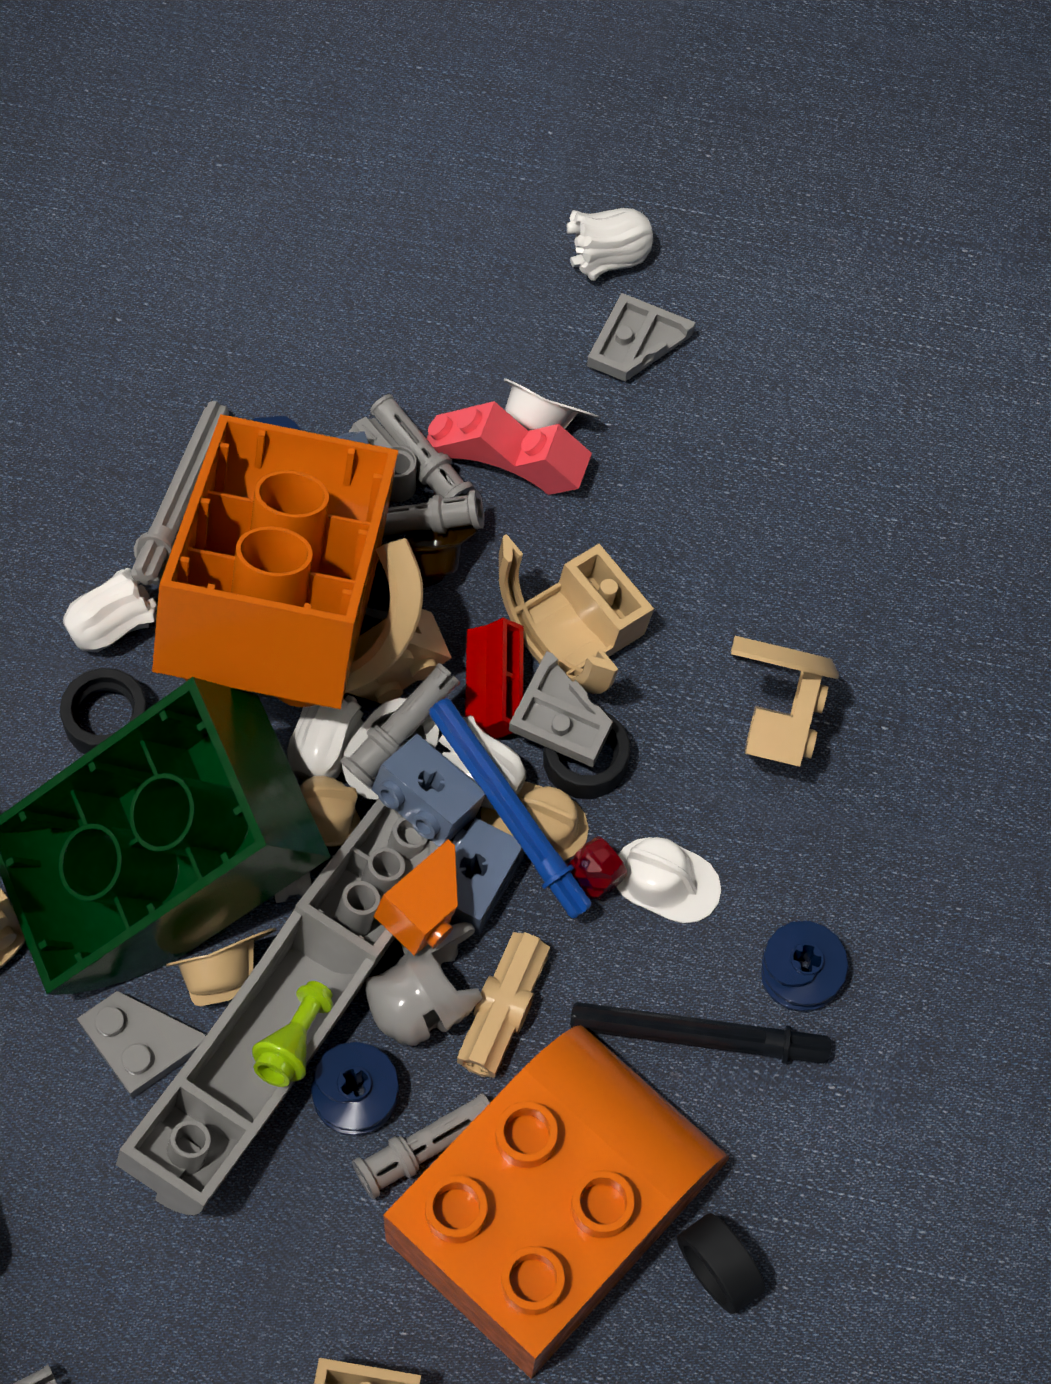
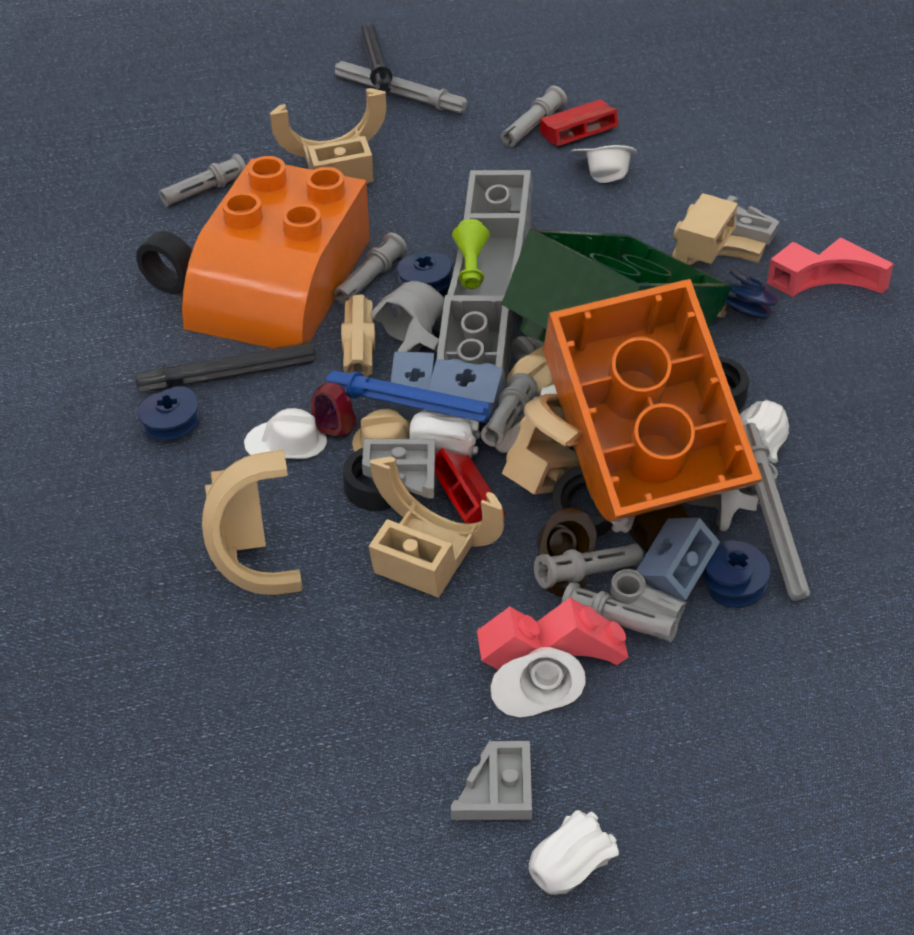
camera: 160 degrees right, 20 degrees down
(422, 902) = (433, 322): orange slope -> none

